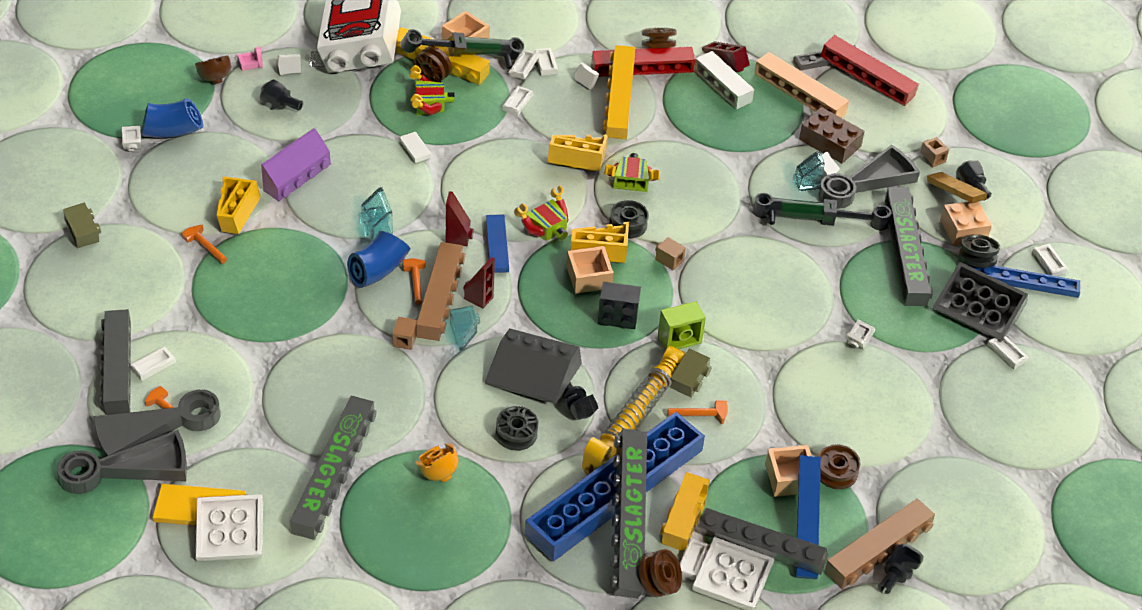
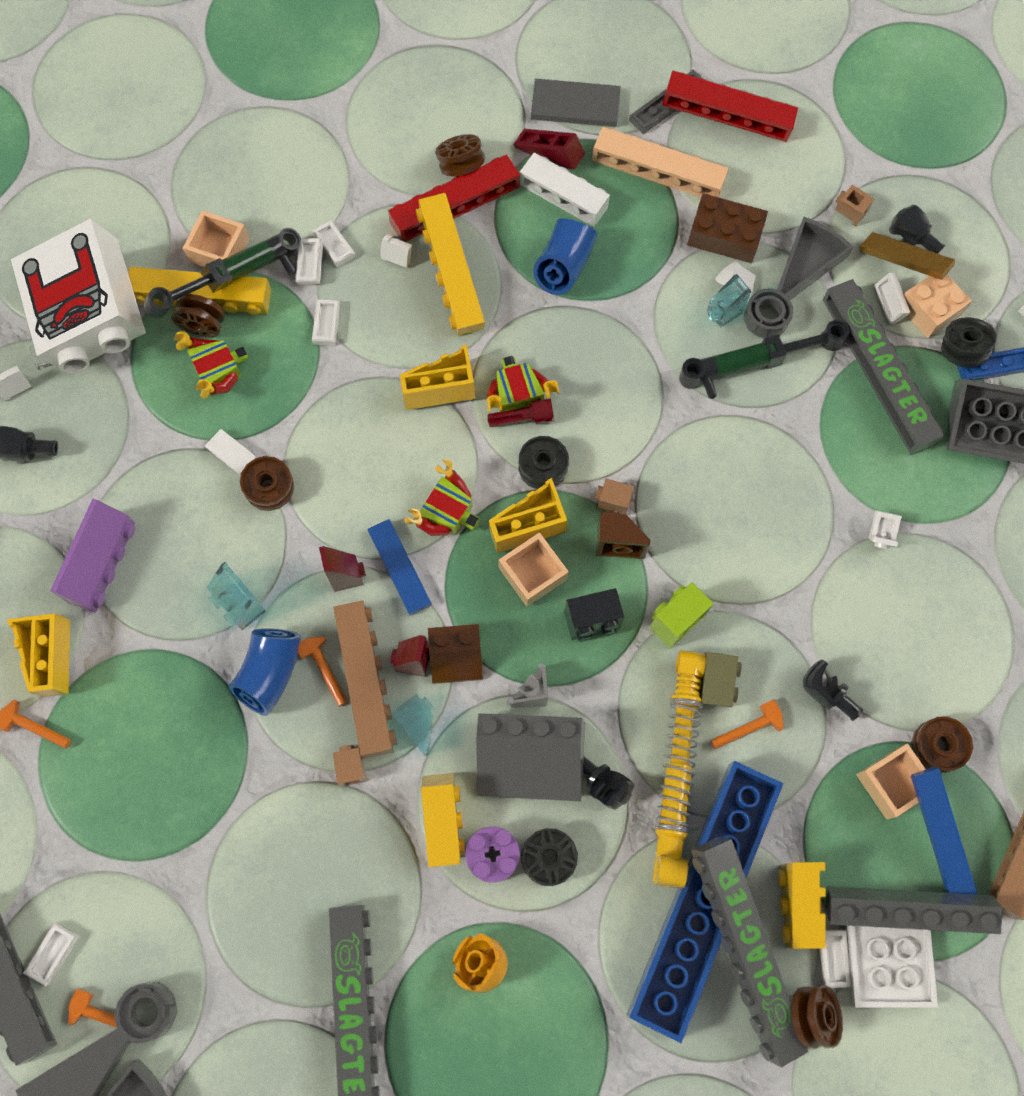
camera: 20 degrees left, 25 degrees up
(431, 168) = (257, 473): none -> reddish brown wheel
(453, 378) = (442, 820): none -> yellow wedge
(477, 410) = (502, 842): none -> medium lavender brick
(511, 298) = (455, 654): none -> reddish brown slope
(556, 333) = (533, 692): none -> light grey slope
(640, 191) = (539, 411): none -> dark red piece
(660, 271) = (620, 537): none -> reddish brown slope
(703, 111) = (564, 256): none -> blue brick
(758, 37) = (575, 102): none -> dark grey tile
(767, 412) = (832, 694): none -> black piece
(935, 210) = (892, 298): none -> white tile

